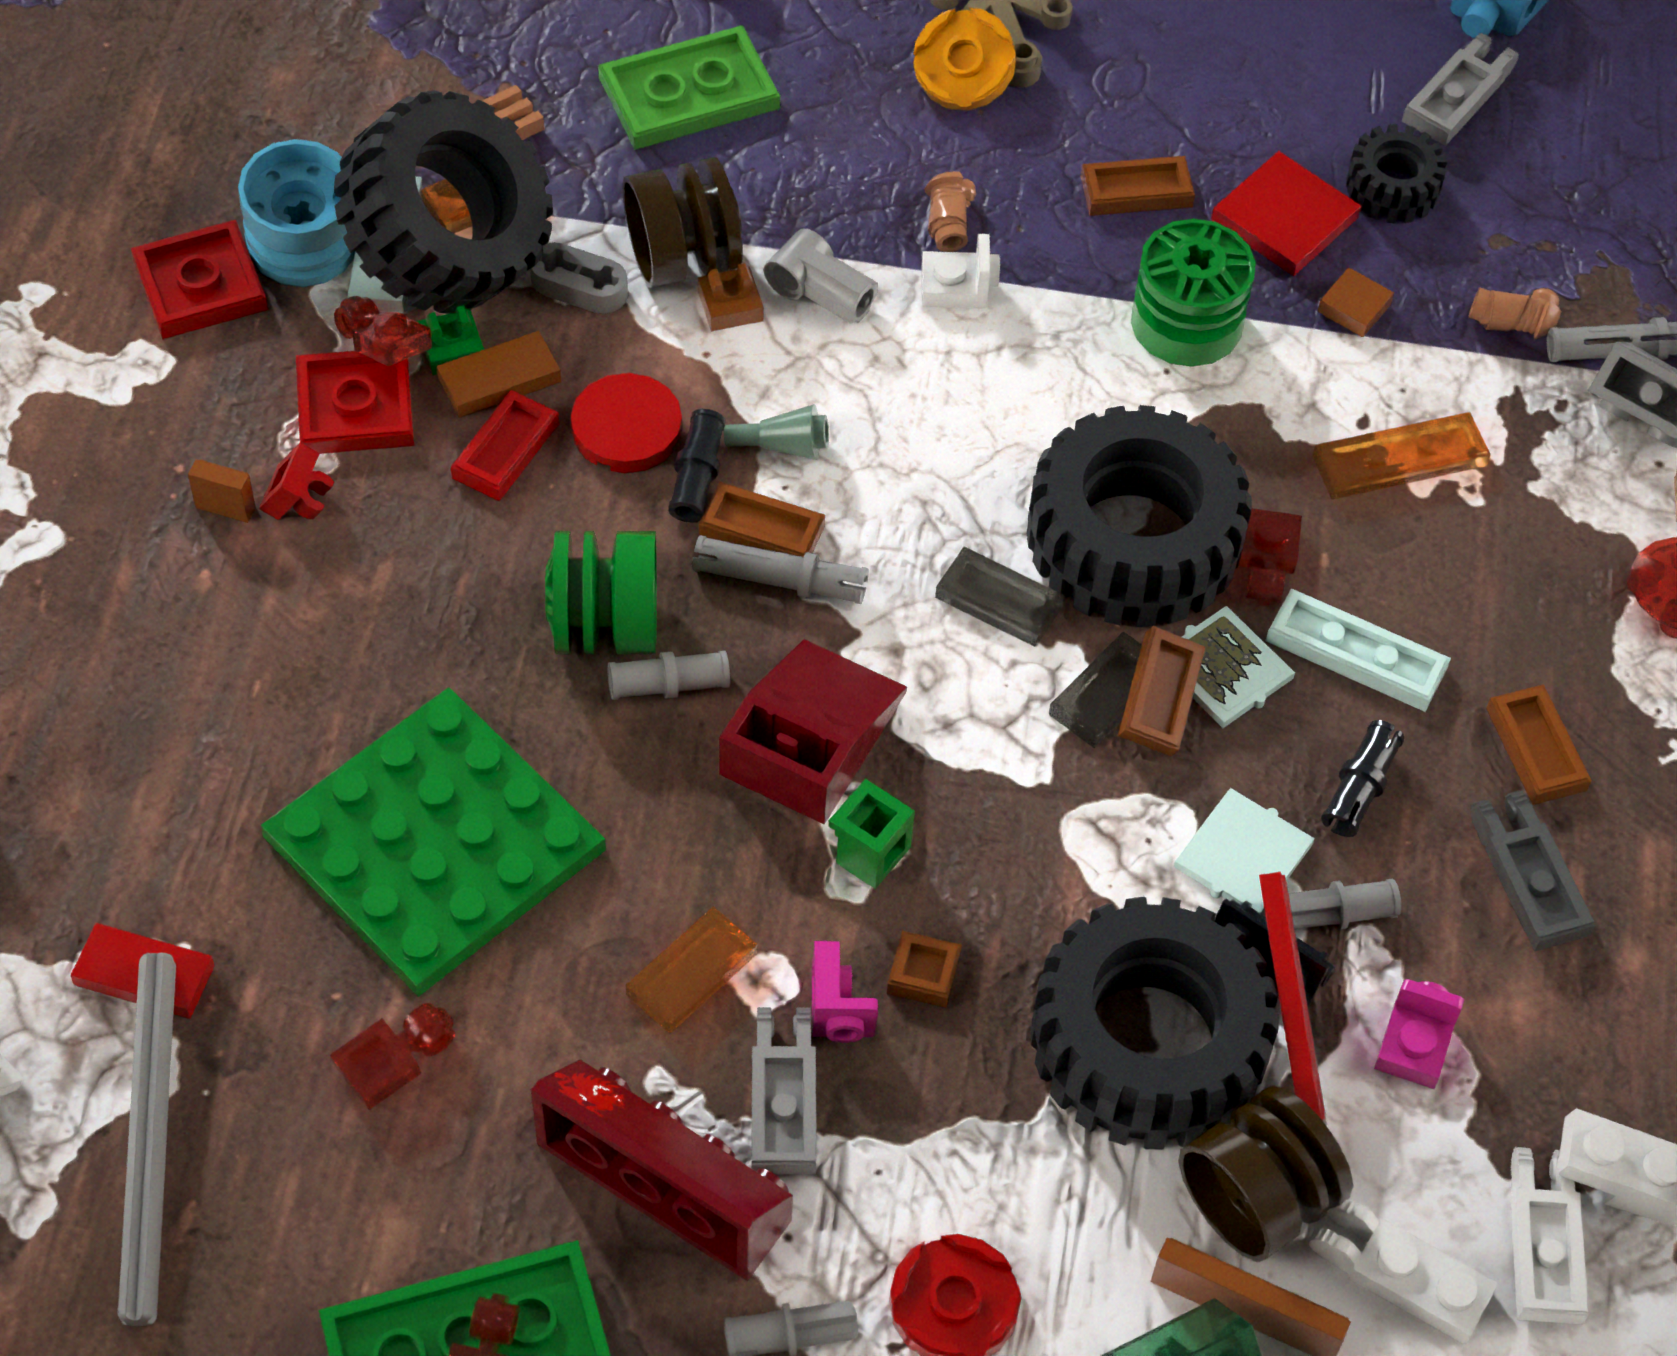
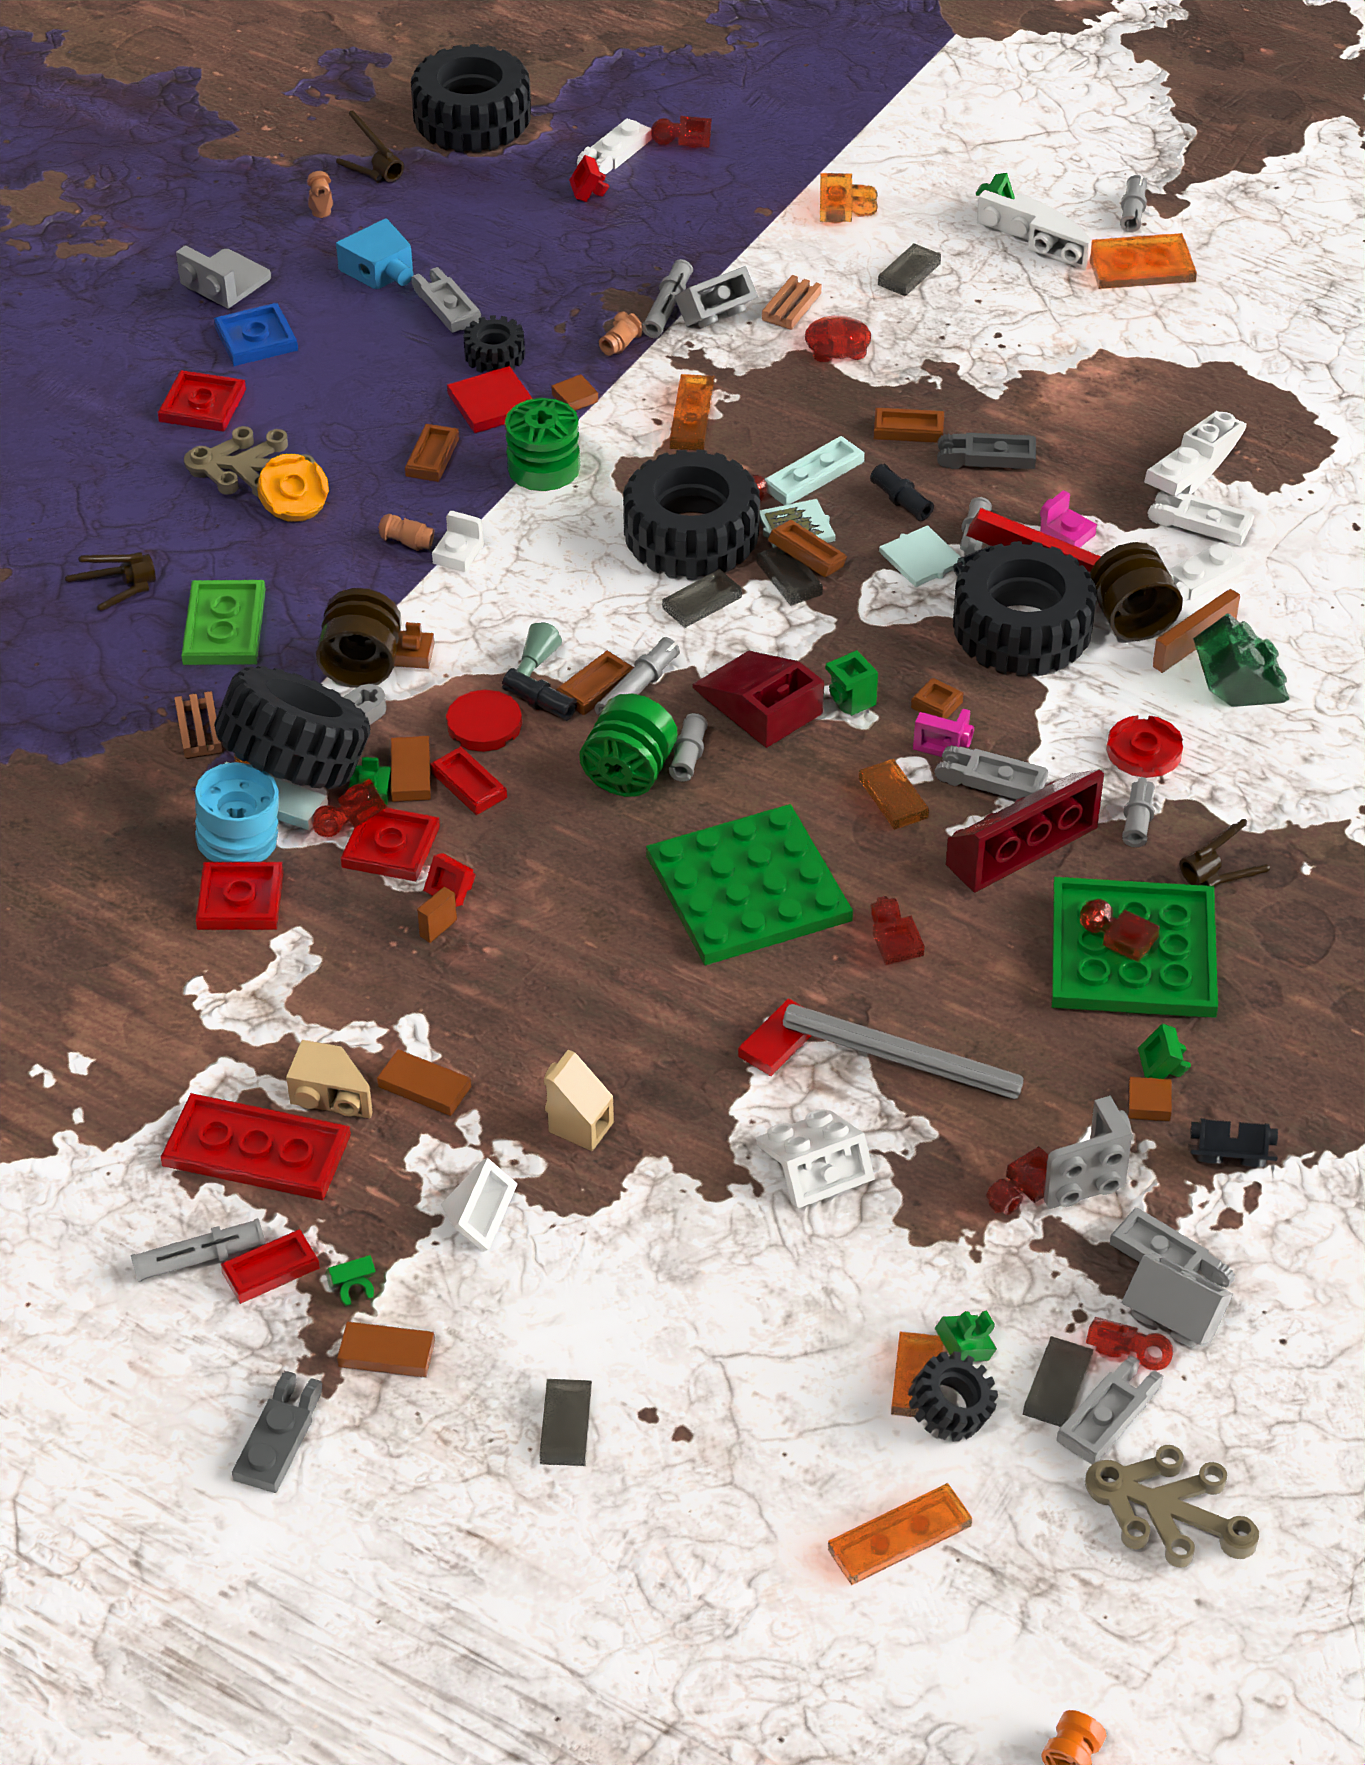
camera: 65 degrees left, 10 degrees down
(809, 269) = (422, 603): light grey piece -> none

